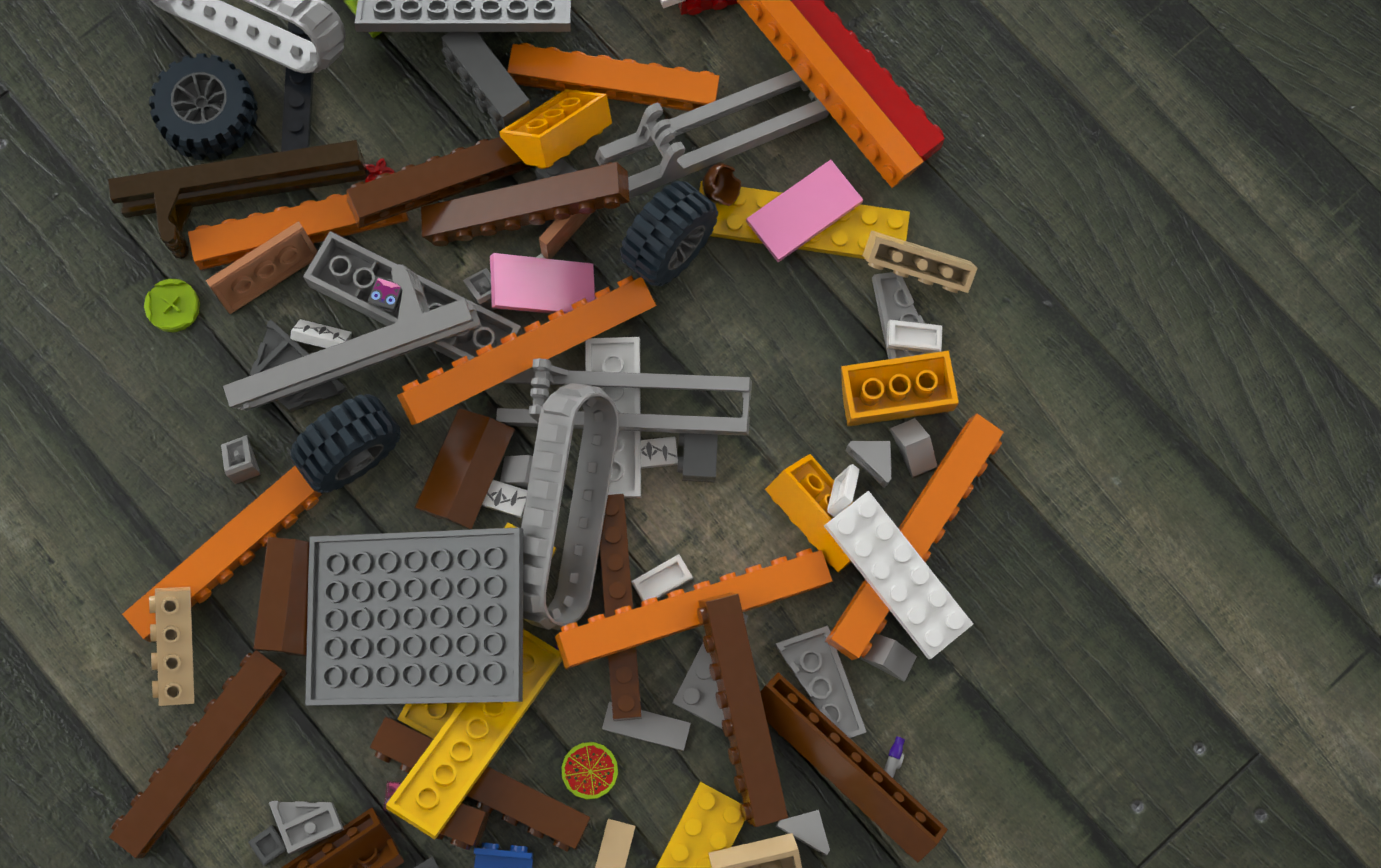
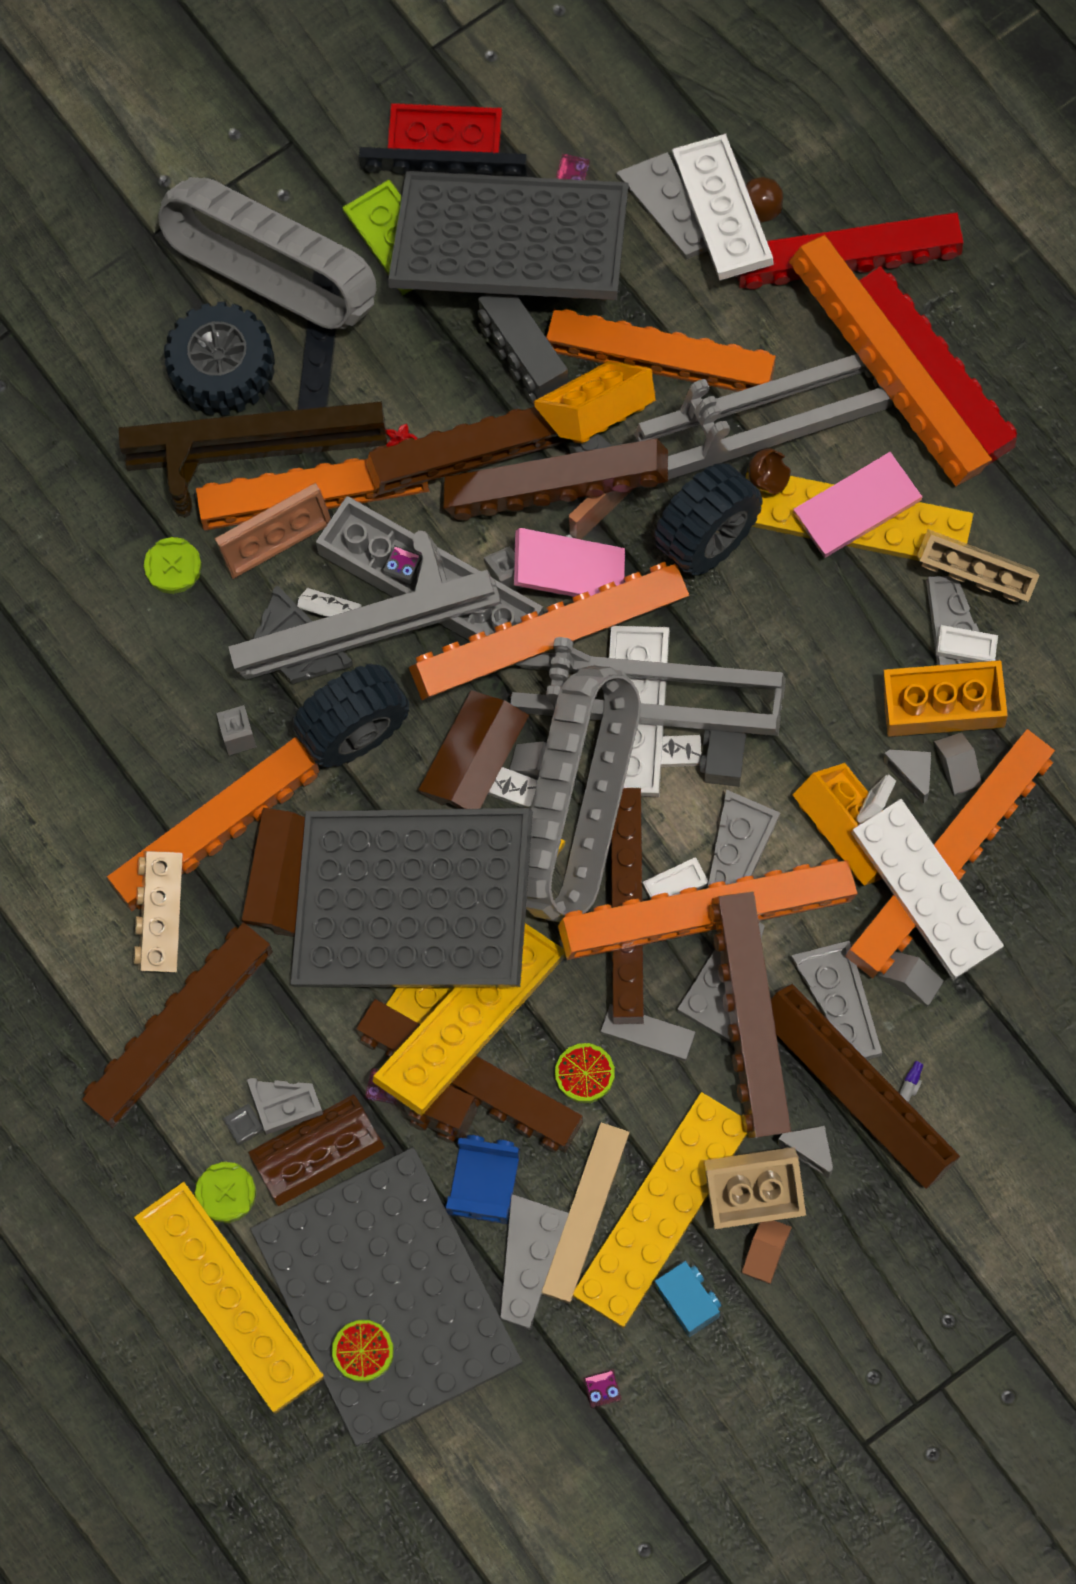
camera: 15 degrees right, 5 degrees down
(719, 535) = (741, 838): none -> light grey wing

